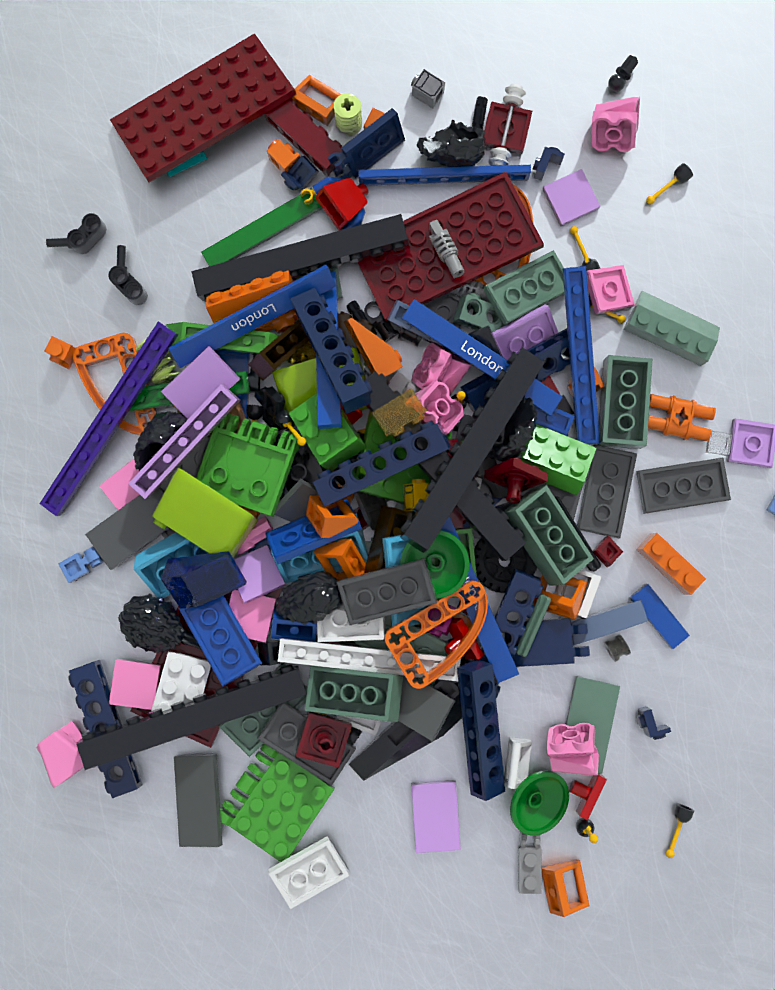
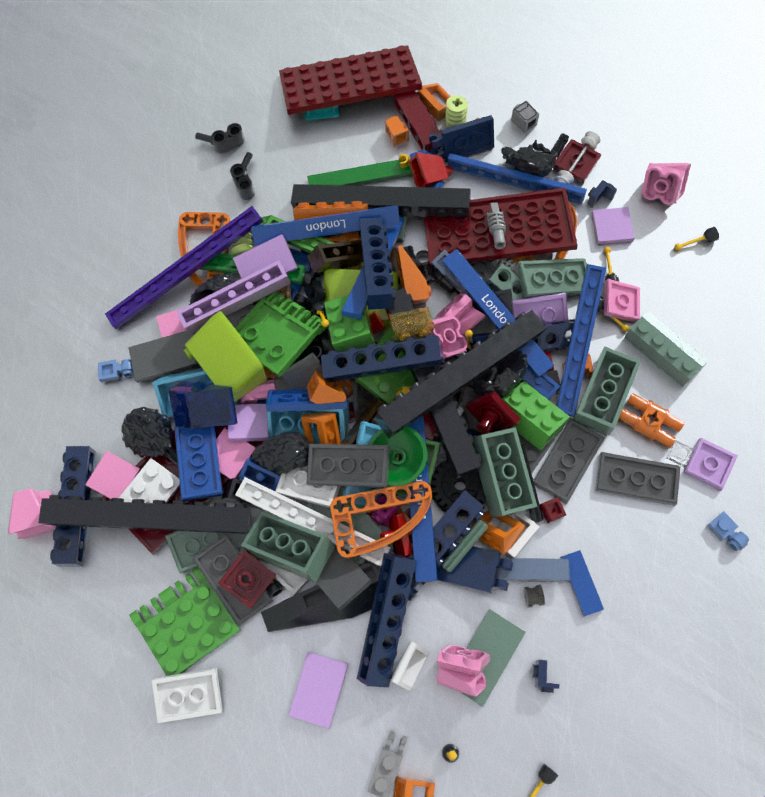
camera: 25 degrees right, 15 degrees down
(60, 352) = (171, 211): orange brick -> none
(198, 800) = (121, 595): dark grey tile -> none
(300, 174) = (405, 145): dark blue bracket -> none
(539, 803) = (422, 717): green dish -> none
(588, 794) = (464, 720): red tile -> none
(617, 81) = (683, 150): black axle -> none
(671, 564) = (605, 538): orange brick -> none

